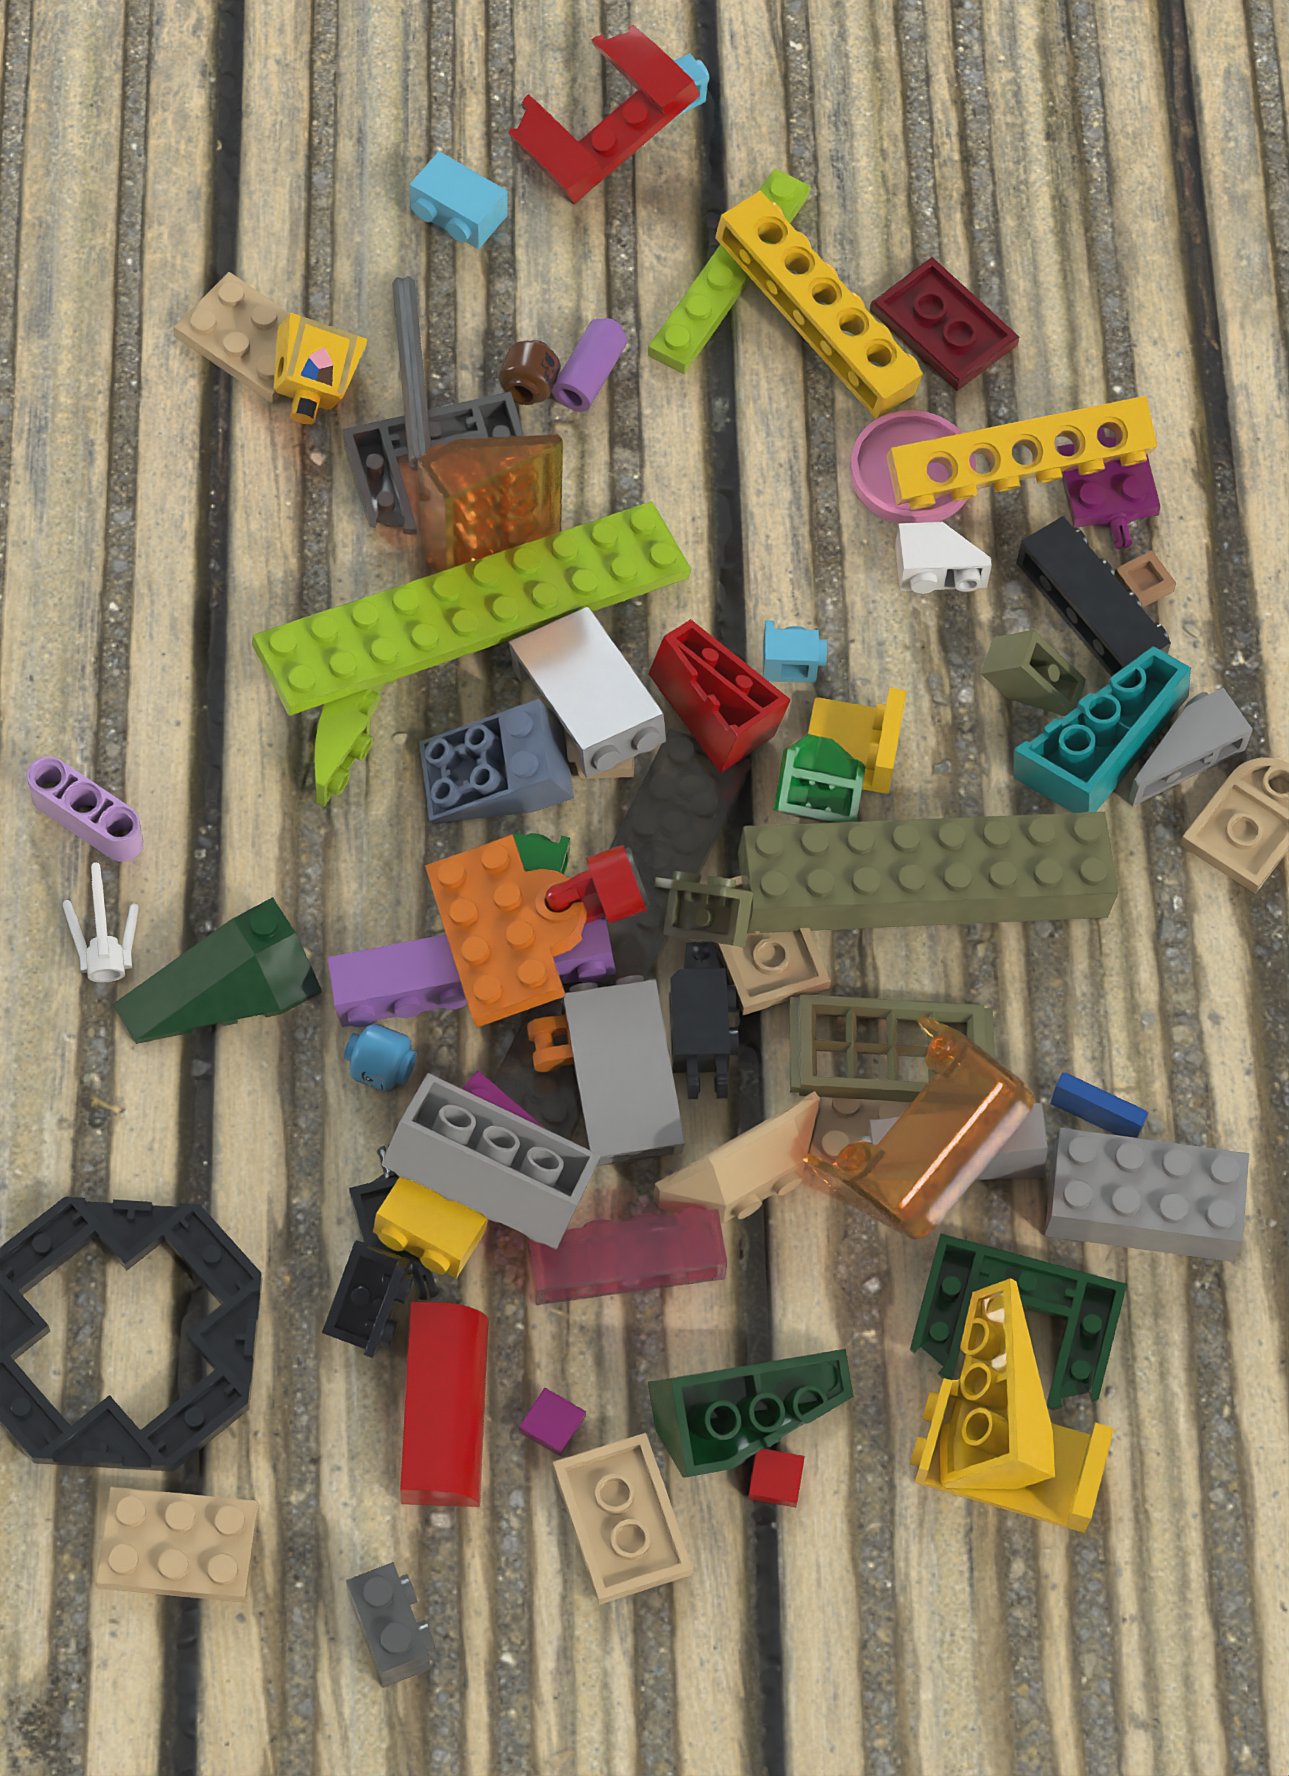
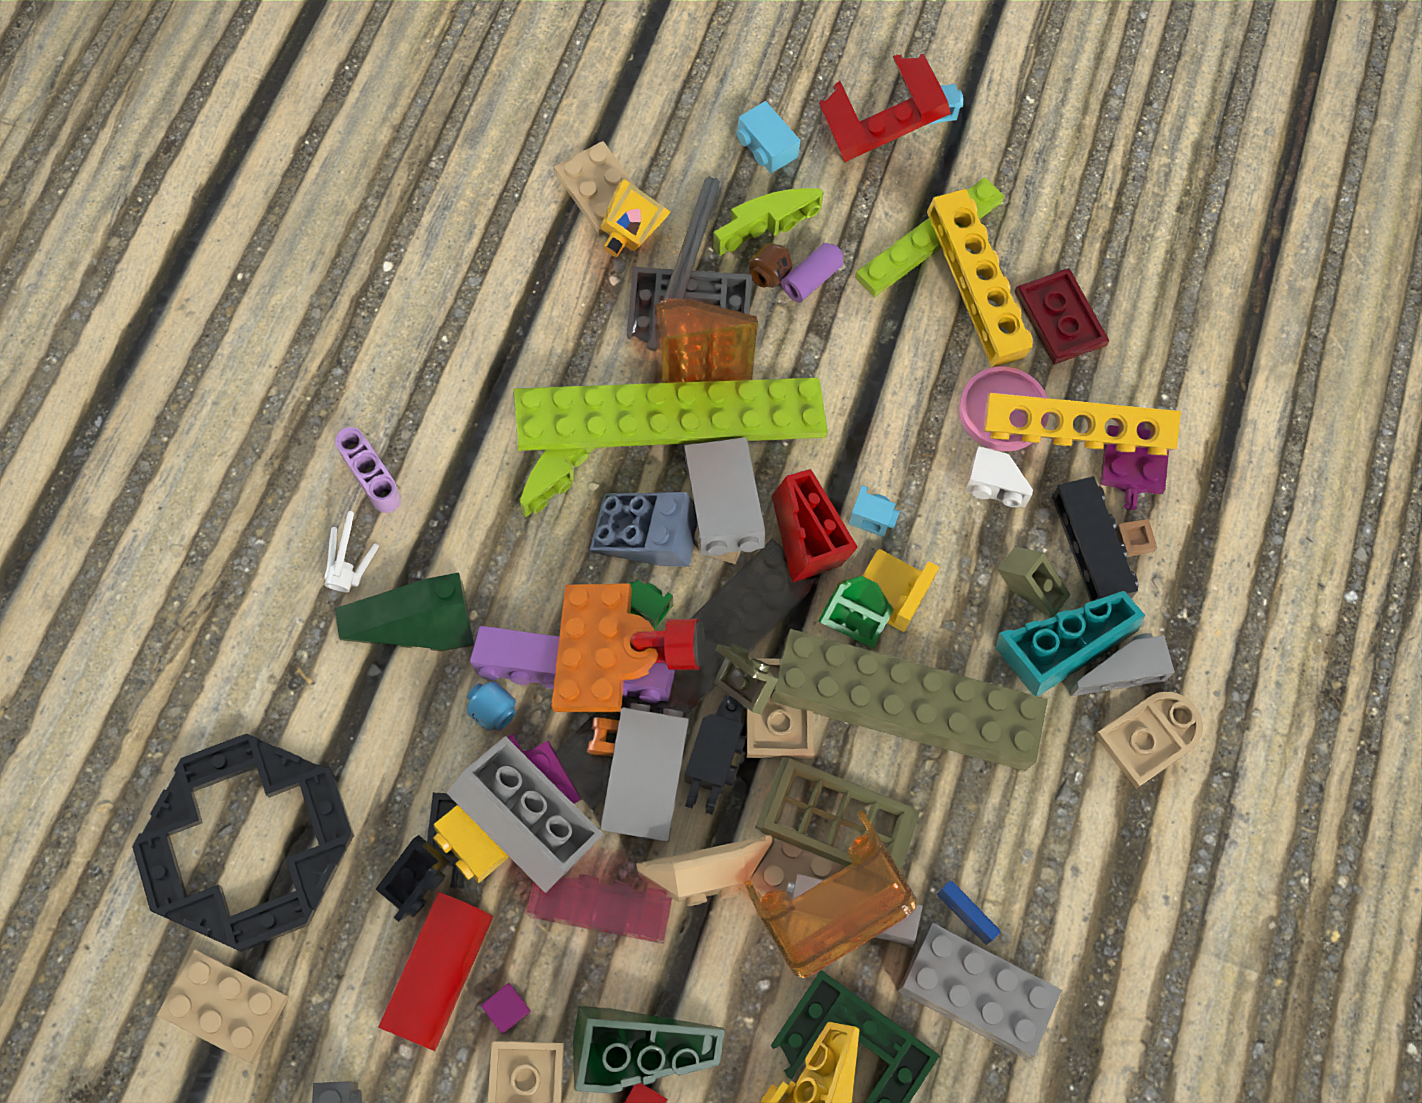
camera: 20 degrees right, 5 degrees up
(502, 300) = (775, 211): none -> lime slope

